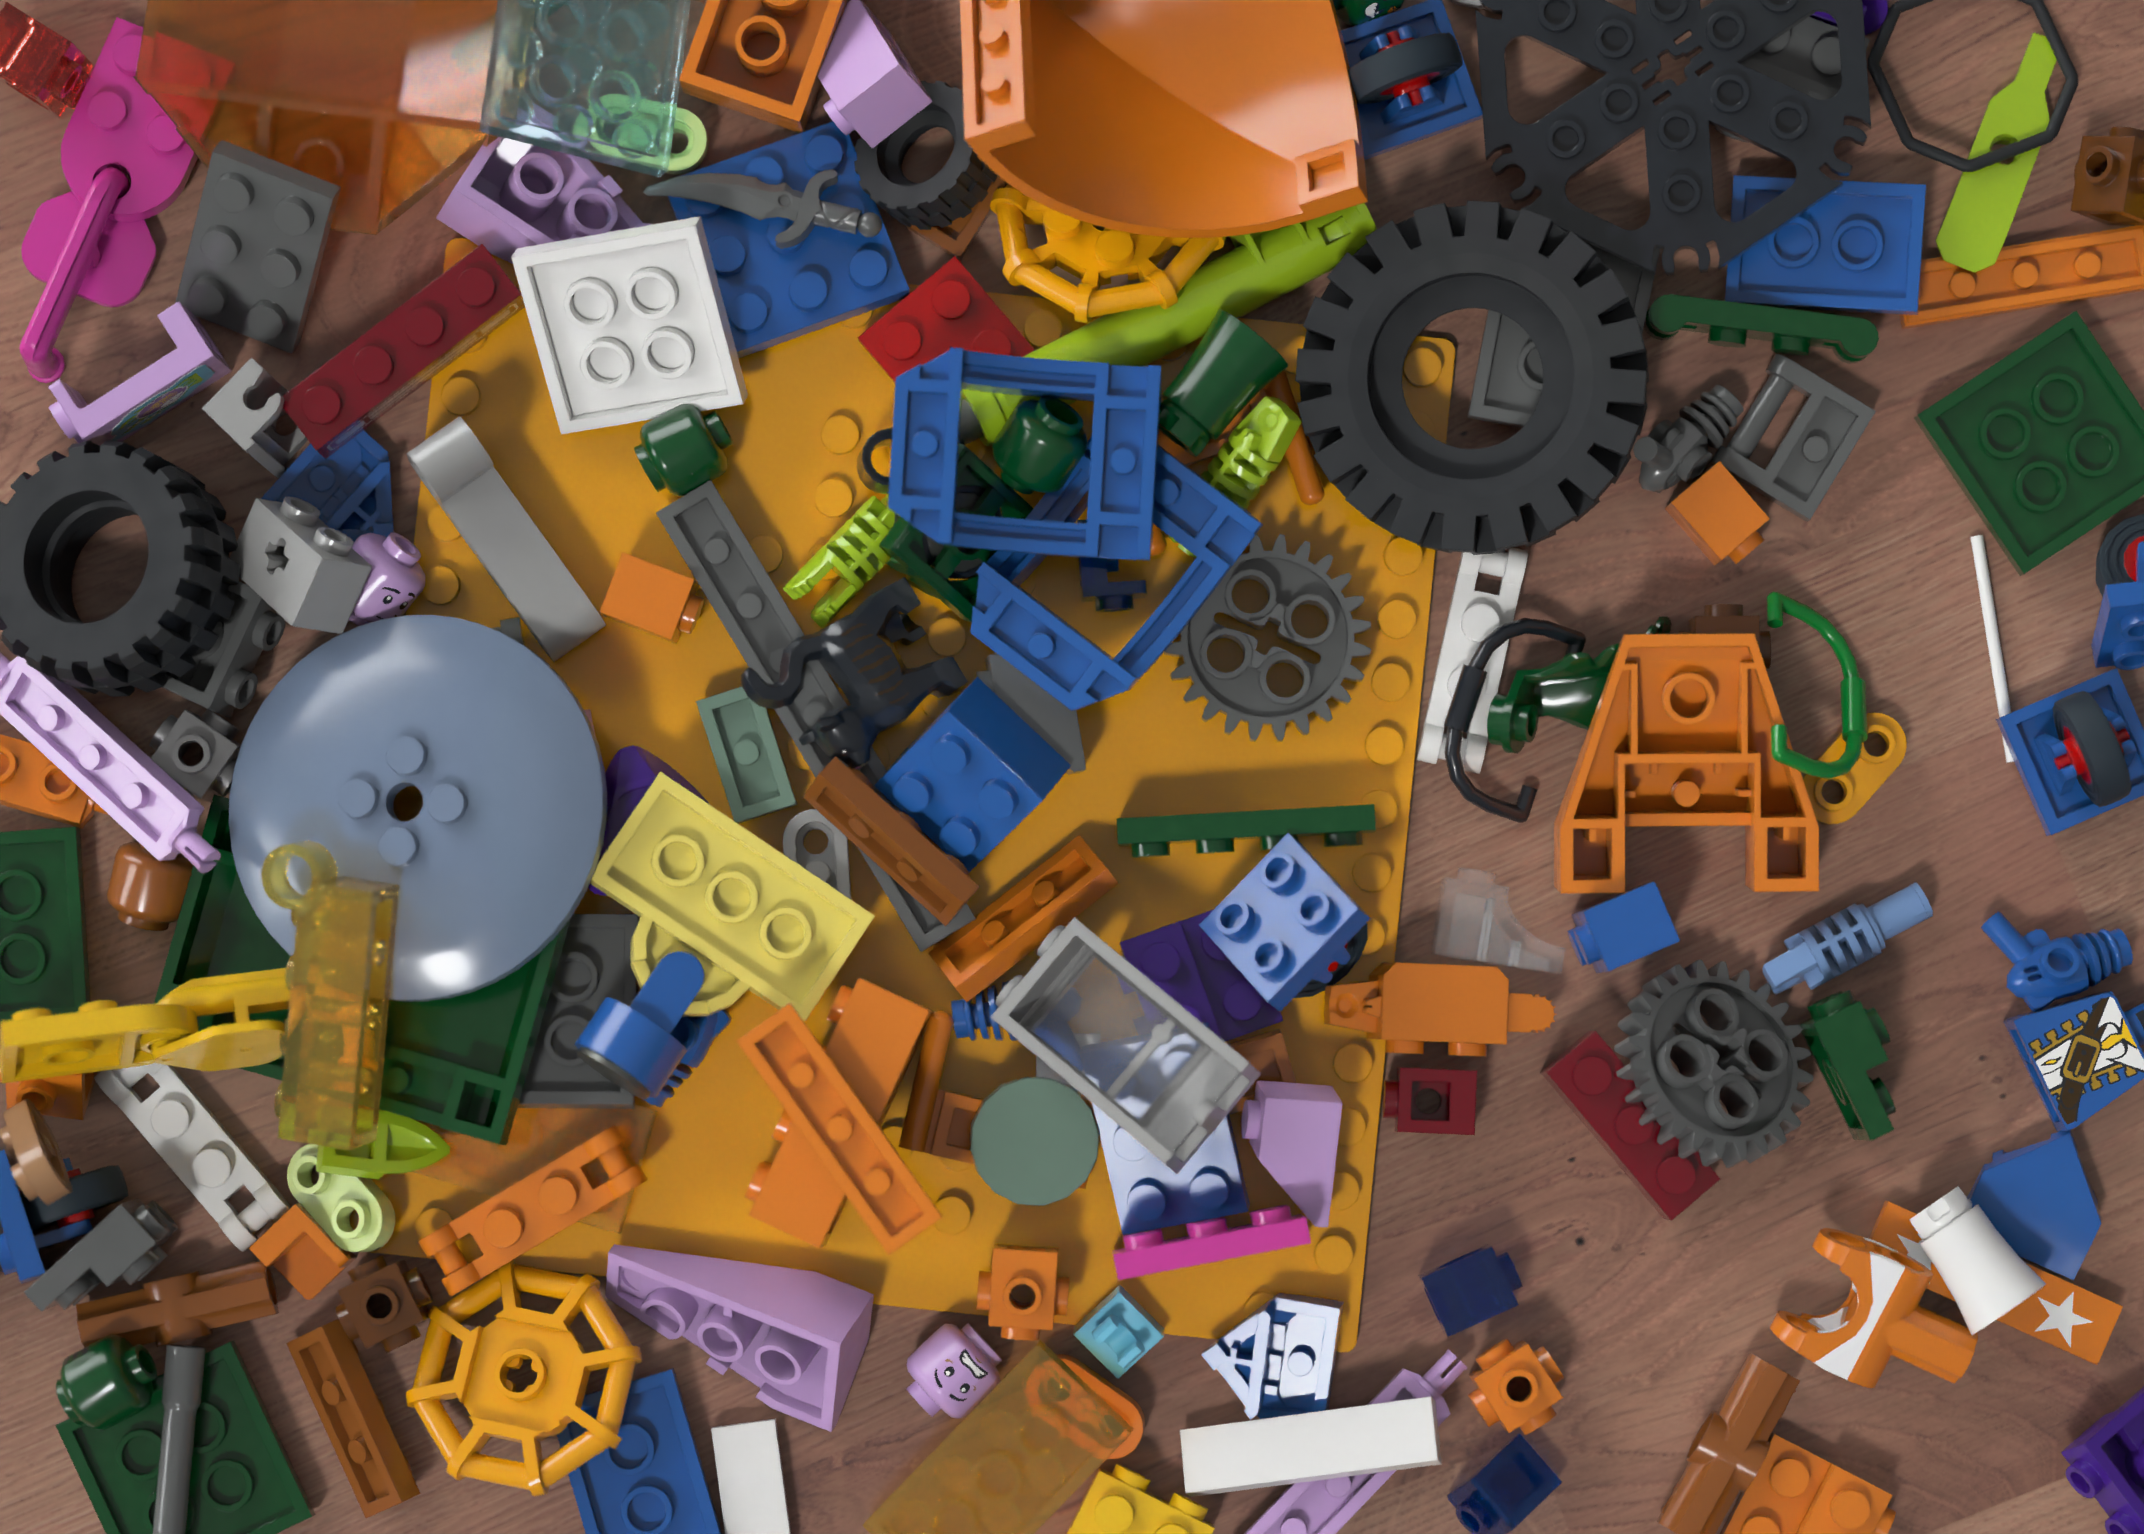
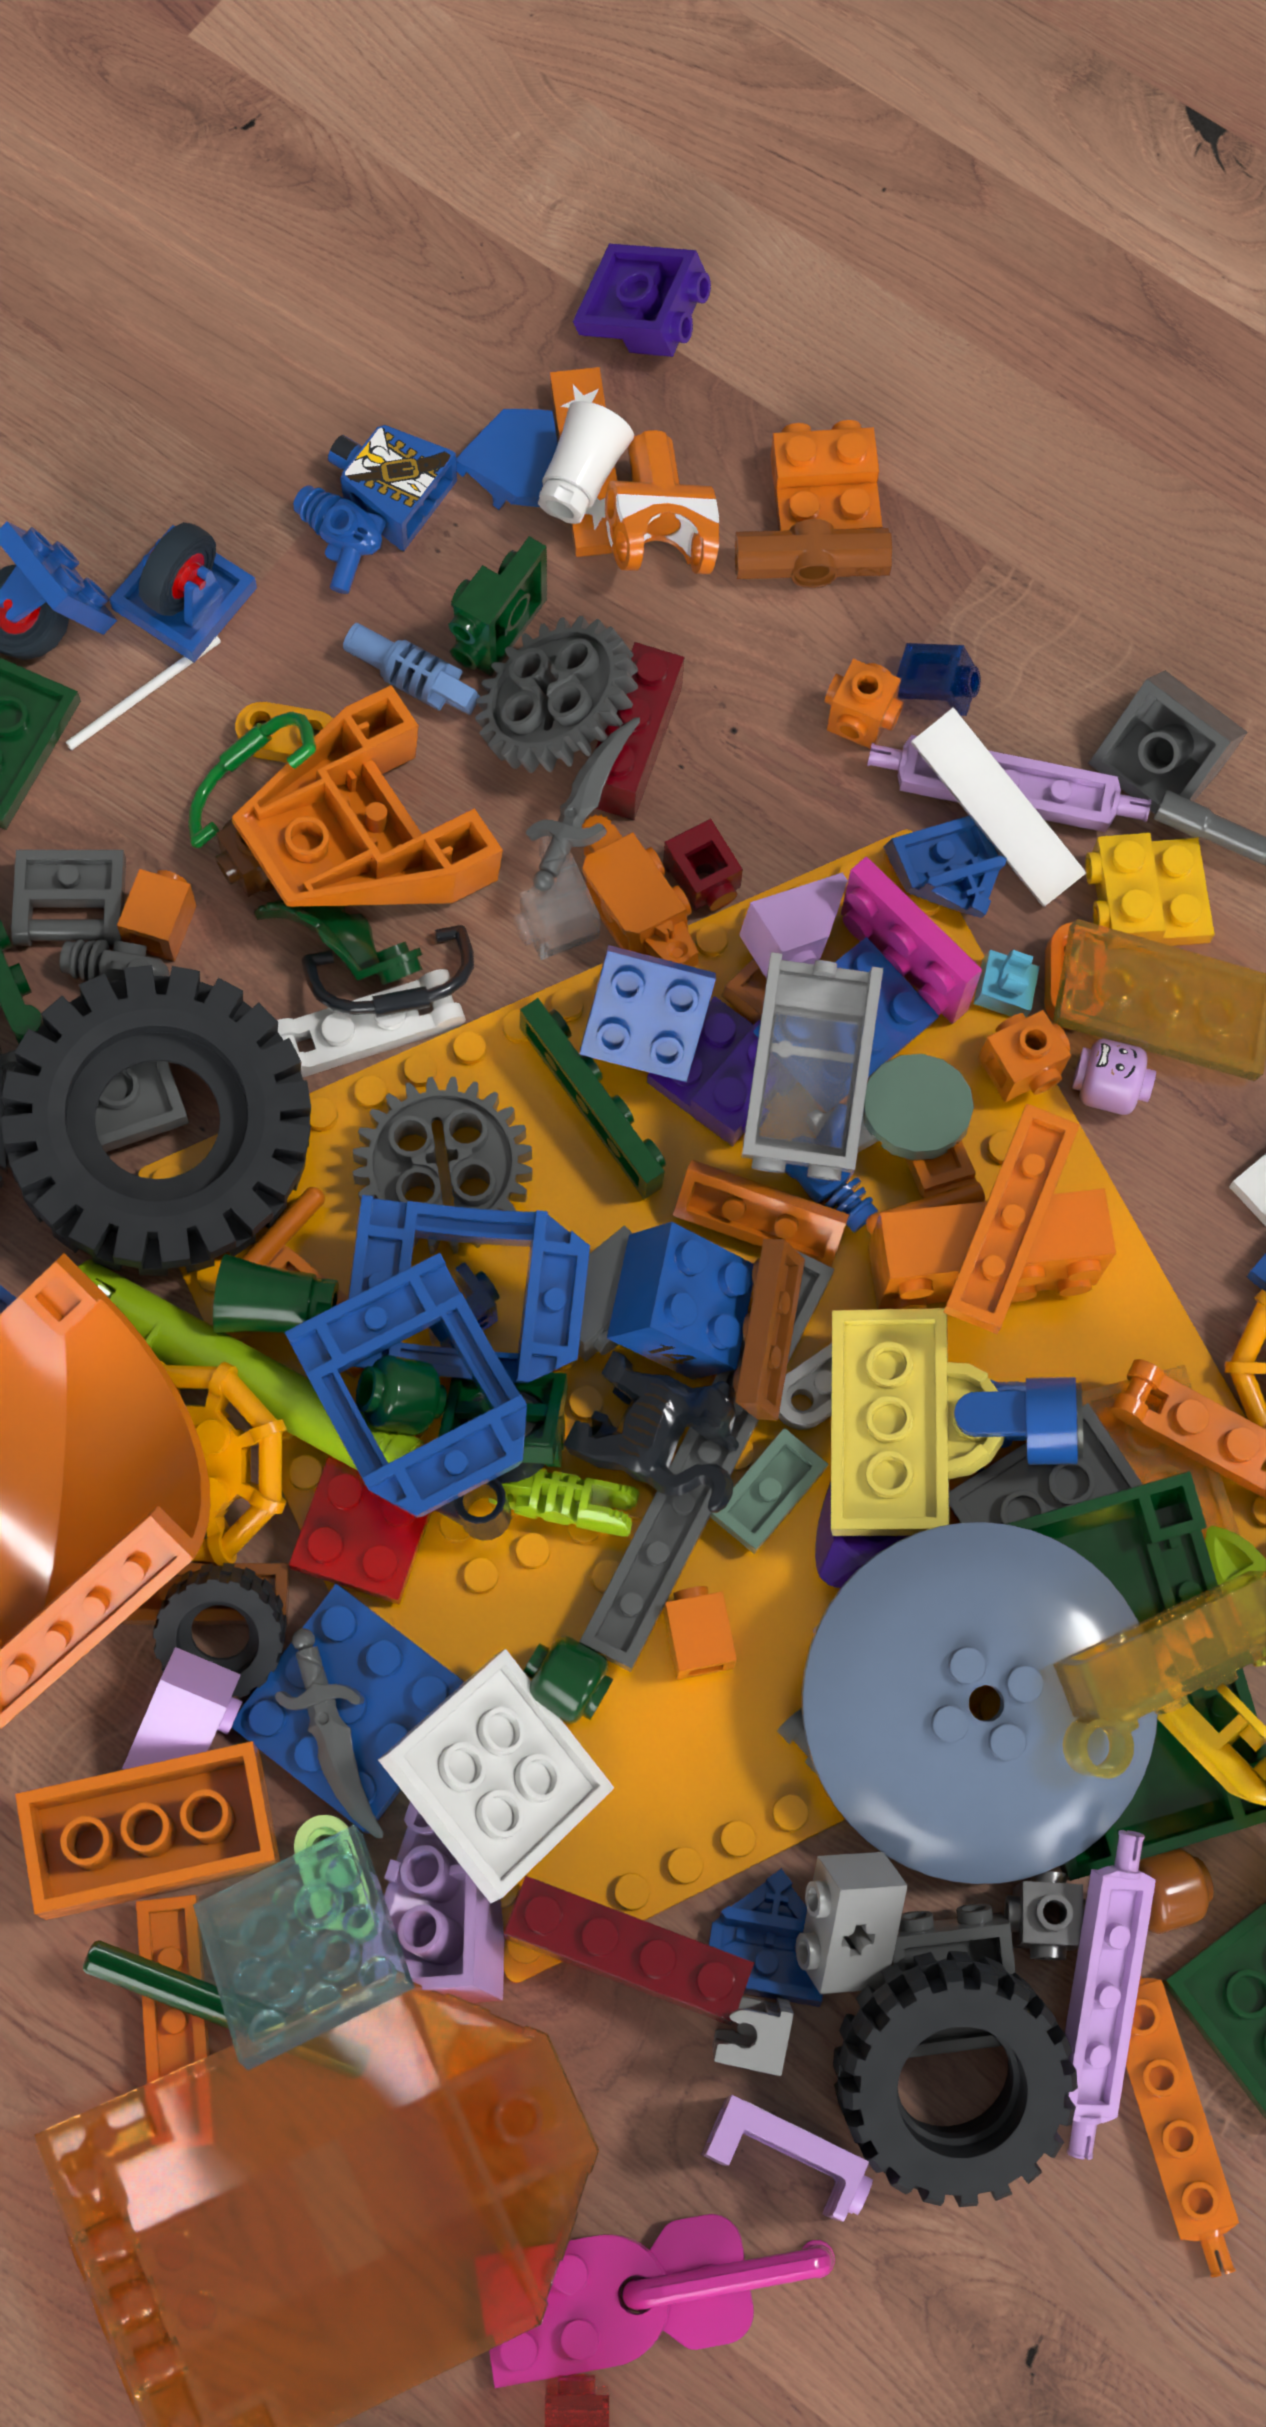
camera: 125 degrees left, 15 degrees down
(257, 246) = (616, 2128): dark grey plate -> none
(393, 580) = (808, 1838): lavender head -> none
(505, 539) = (724, 1776): light grey beam -> none
(771, 1324) = (1168, 1209): lavender wedge -> none
(1252, 452) = (310, 1246): lime hinge -> none
(1471, 1288) = (817, 771): clear blue brick -> none
(1562, 1001) = (582, 801): none -> dark grey piece
(1622, 929) = (503, 795): blue brick -> none

